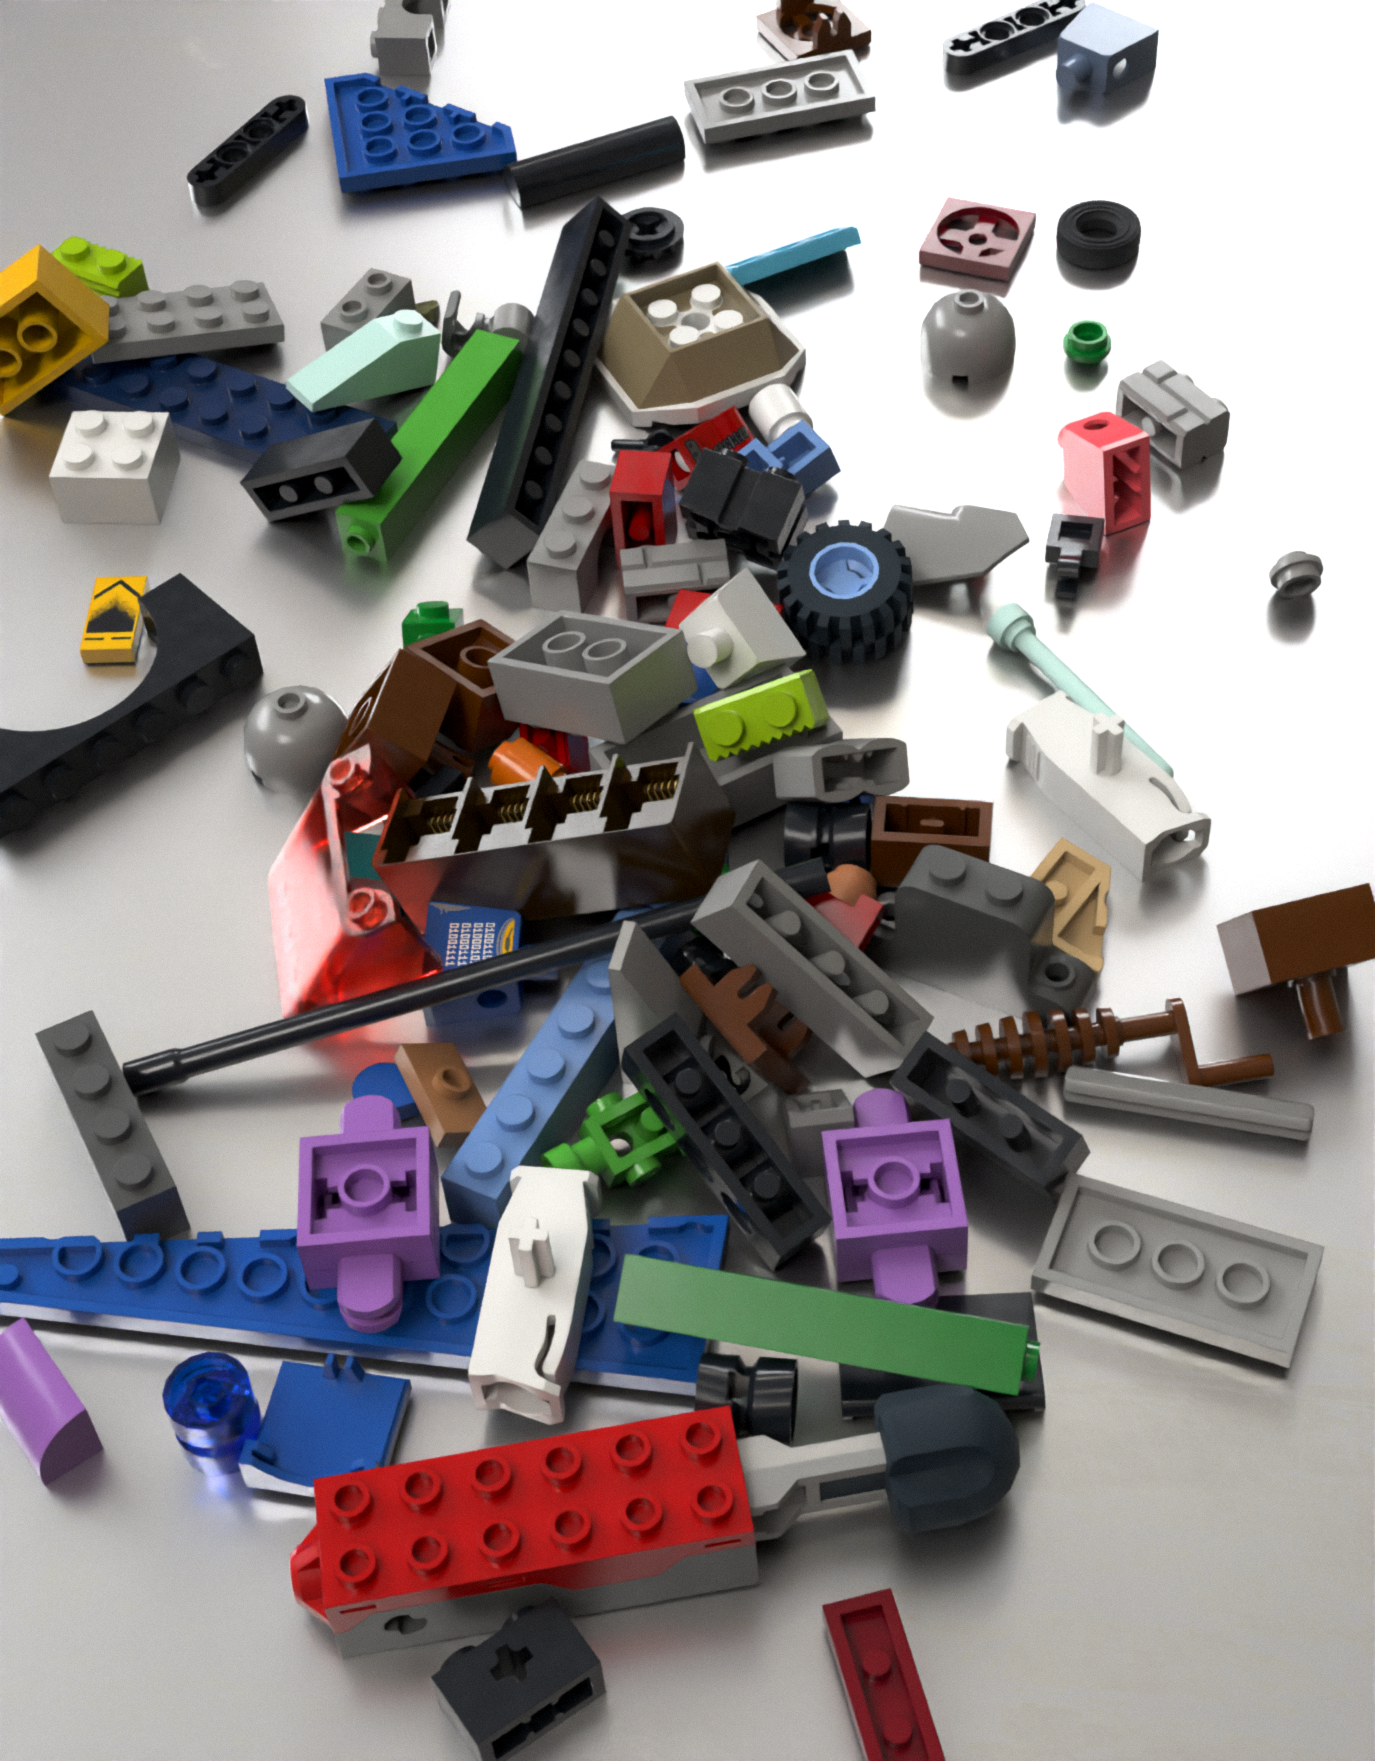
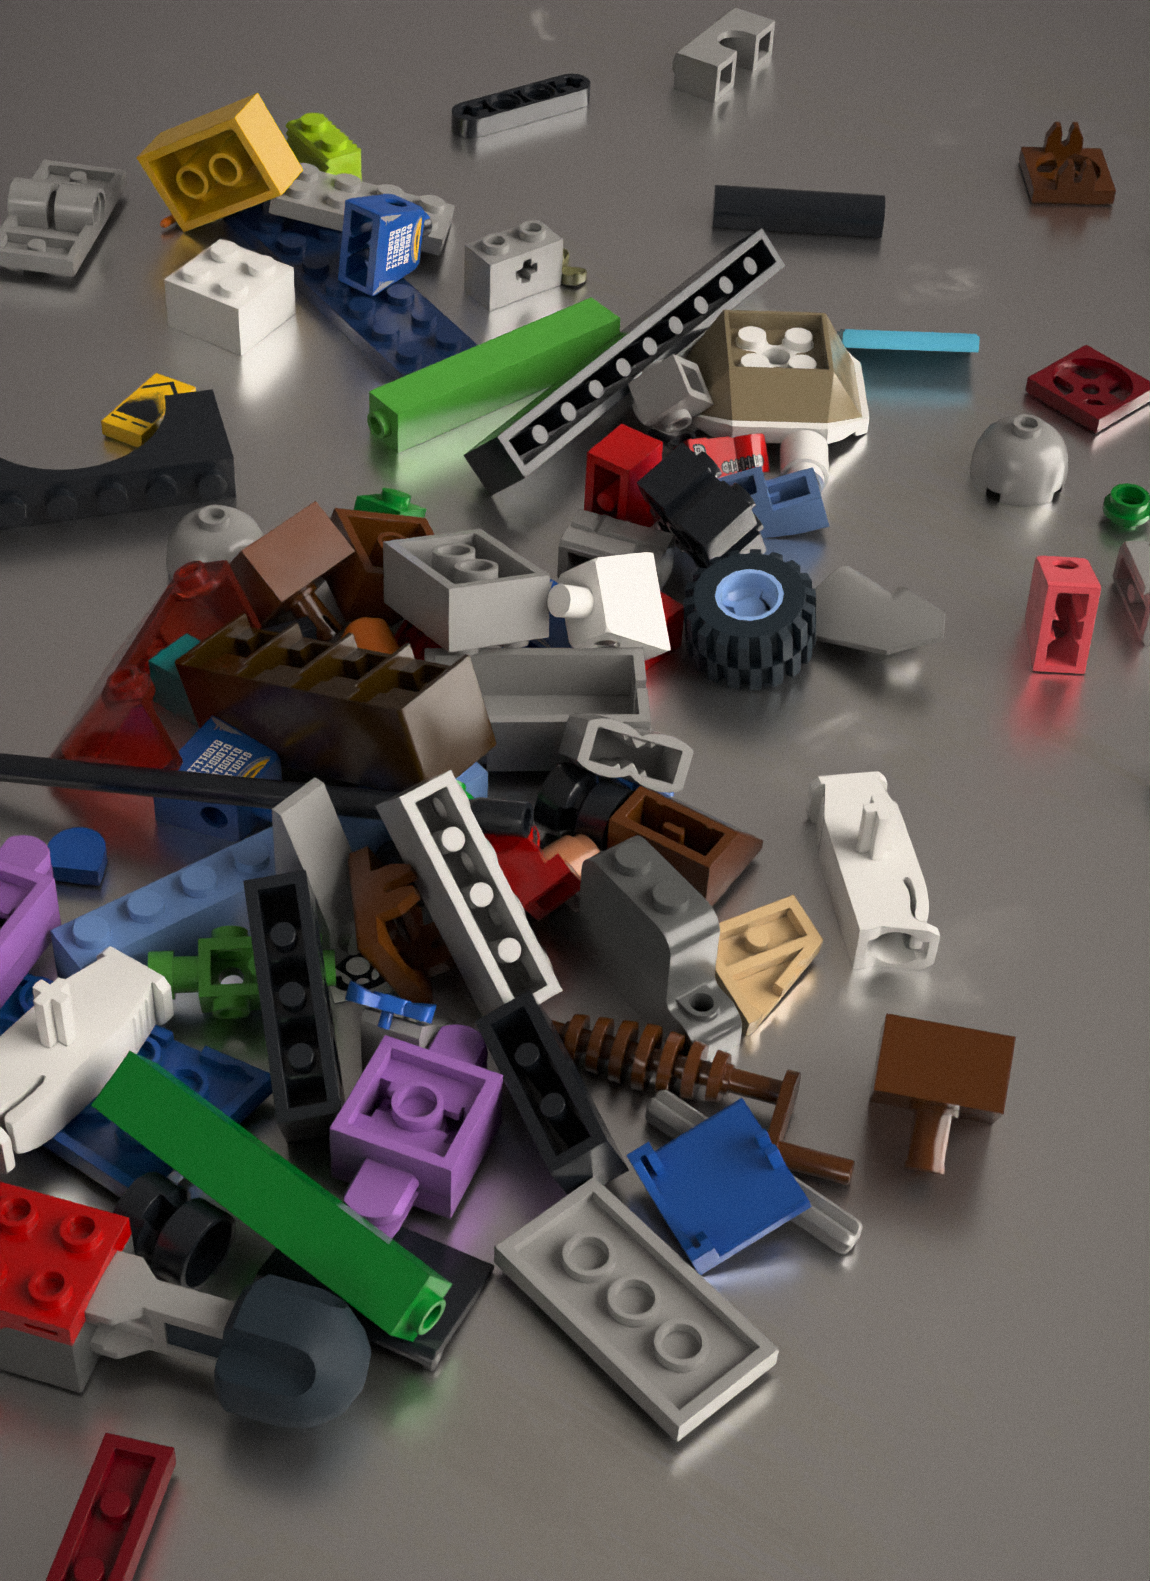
camera: 20 degrees right, 5 degrees down
(238, 338) = (380, 241): none -> blue torso
(322, 470) = (381, 354): black brick -> none
(374, 361) = (488, 292): light aqua slope -> none
(403, 139) = (653, 137): blue plate -> none
(441, 1090) = (120, 864): medium nougat plate -> none
(509, 320) = (627, 305): leg -> none
(566, 553) = (533, 499): light grey arch -> none
(619, 400) = (669, 394): none -> light grey brick
(661, 232) = (812, 284): black gear -> none
(761, 715) = (583, 677): lime brick -> none
(779, 96) = (994, 215): light grey plate -> none
(813, 1102) = (389, 1005): none -> blue piece
(1015, 630) = (885, 713): light aqua piece -> none
(1071, 544) = (987, 662): black plate -> none
(1181, 1128) = (720, 1185): none -> blue piece

